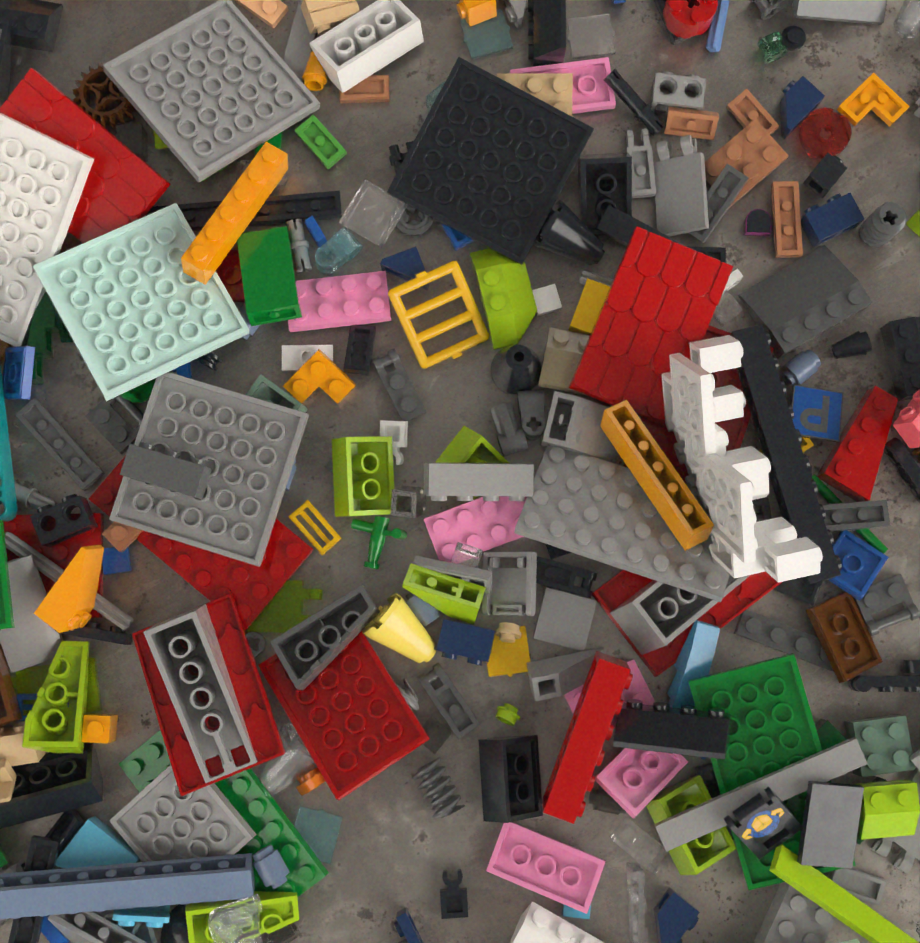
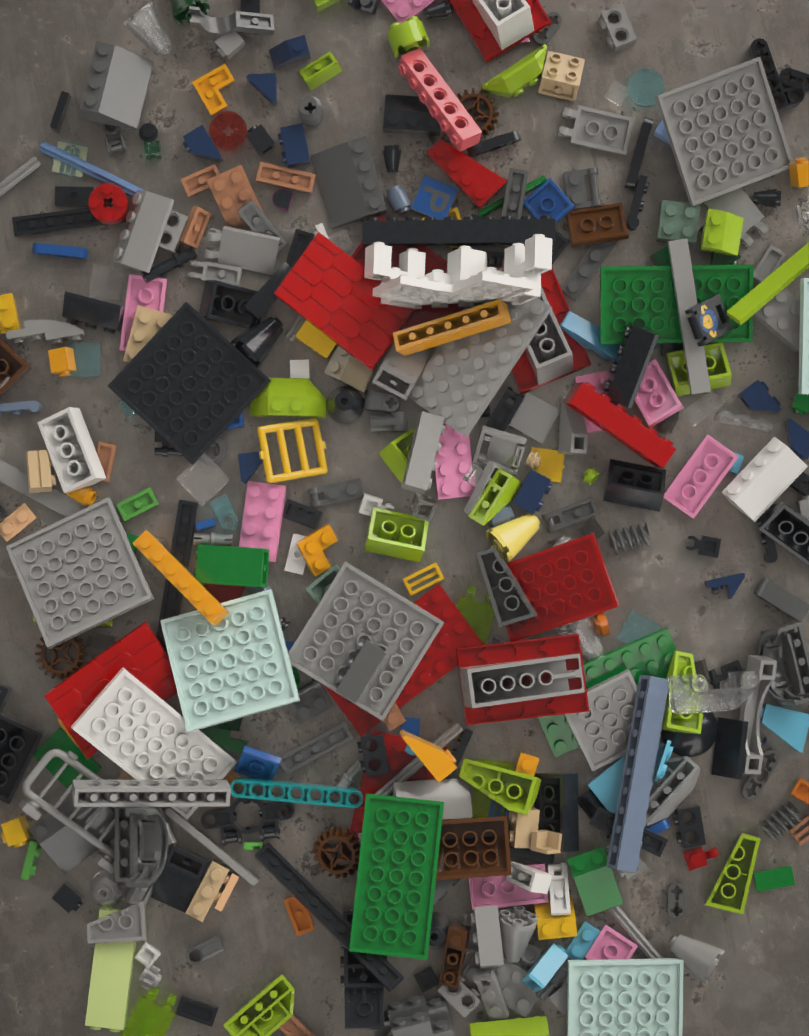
camera: 75 degrees left, 5 degrees up
(270, 866) = (652, 663): sand blue brick -> none
(378, 531) = (438, 533): green piece -> none
(668, 55) = (142, 231): none -> light grey slope
(830, 824) = (721, 275): tile -> none
(898, 164) = (265, 84): none -> dark blue slope

